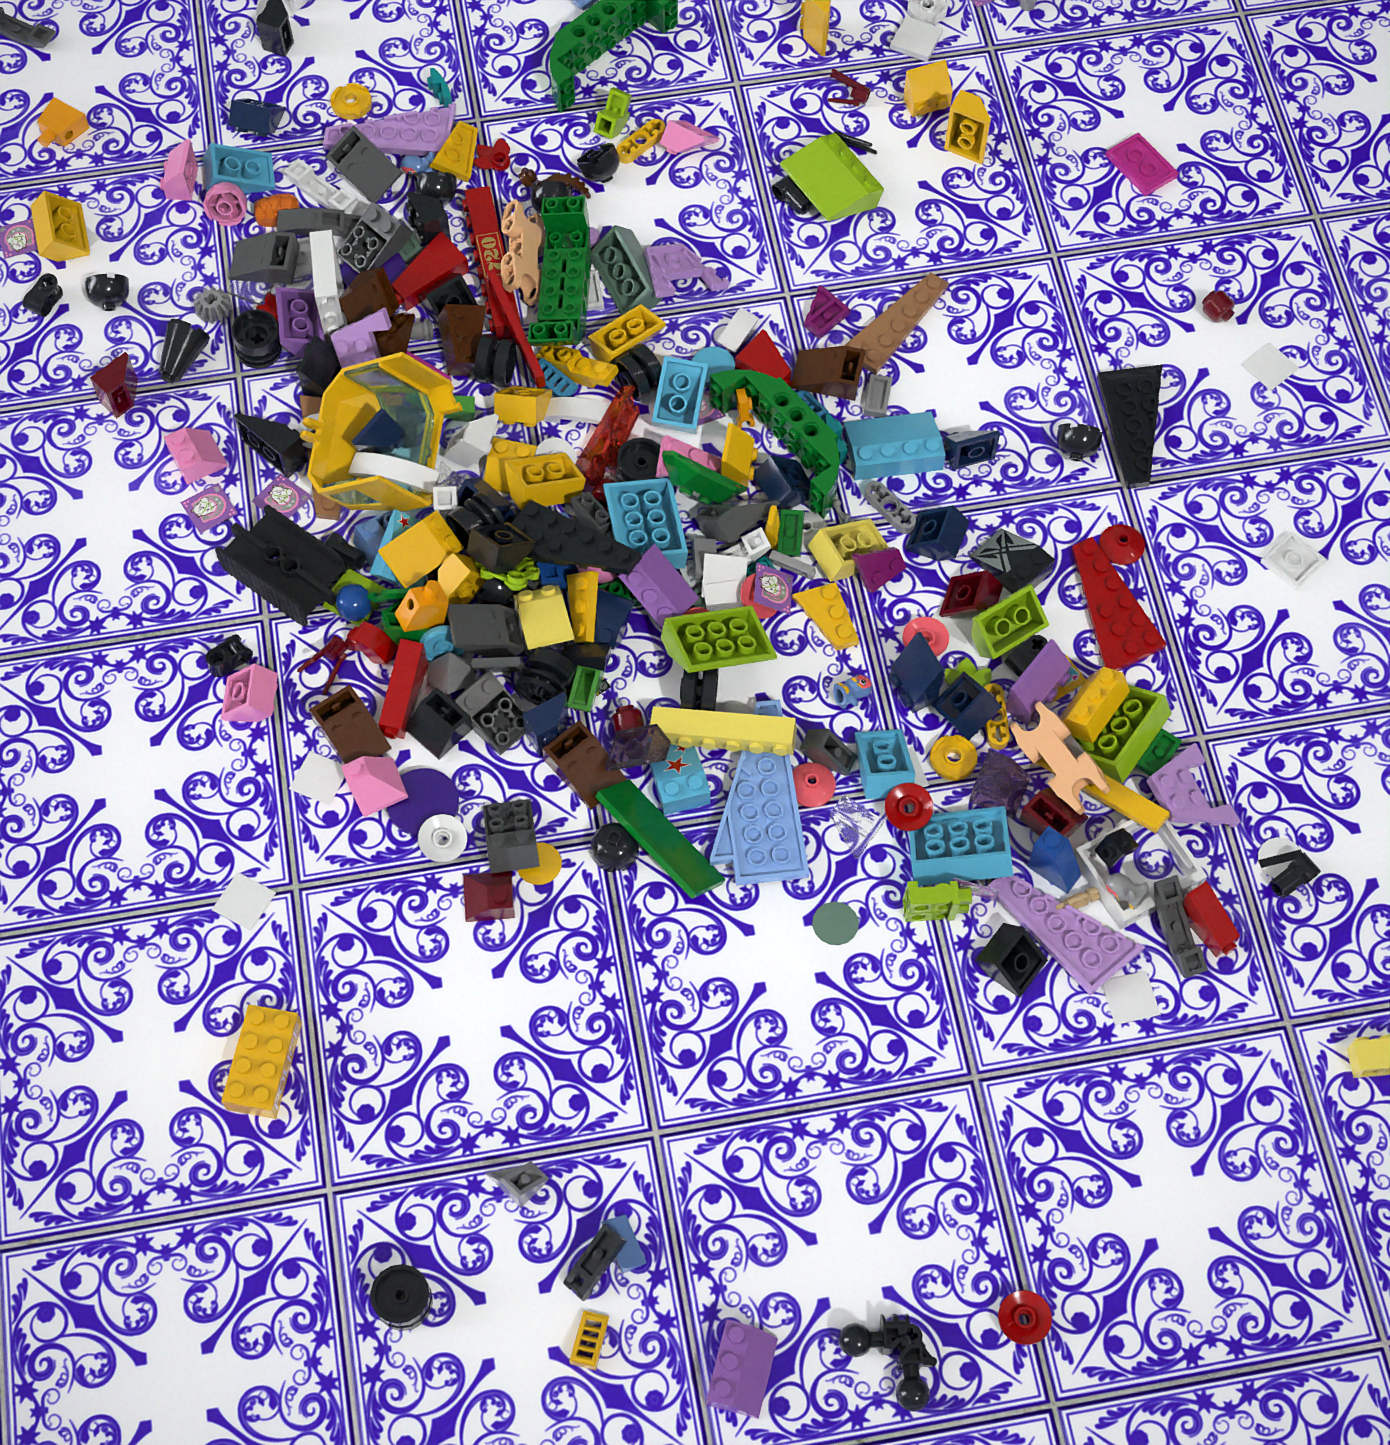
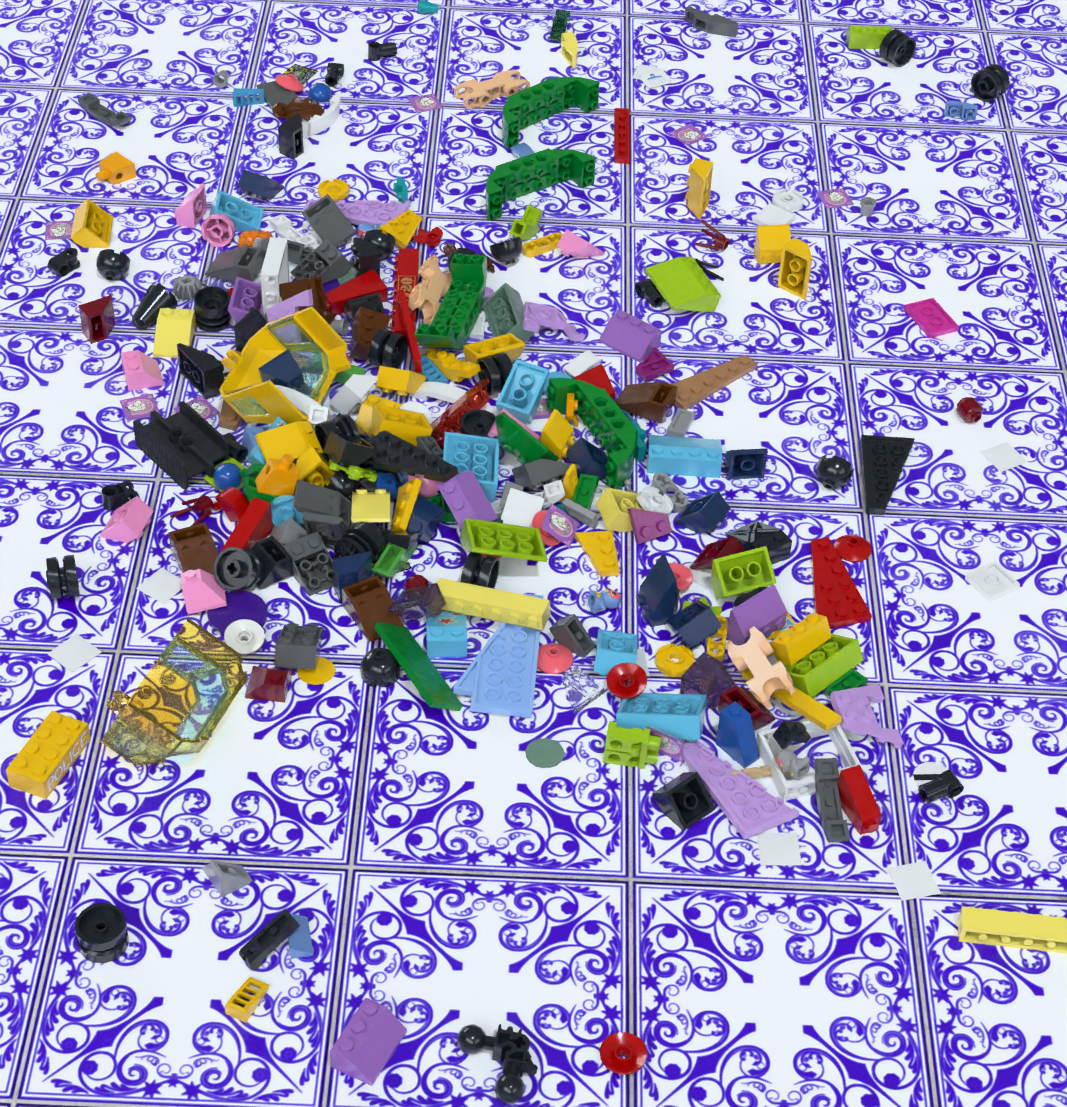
camera: 10 degrees right, 20 degrees down
(196, 804) = (61, 577): none -> black wheel
(218, 384) = (172, 328): none -> light yellow slope
(393, 966) = (177, 699): none -> clear yellow windscreen
(410, 745) = (238, 568): none -> black wheel
(786, 272) = (630, 336): none -> medium lavender slope
(868, 529) = (653, 501): none -> white plate
(1288, 1007) = (913, 880): none -> white sticker

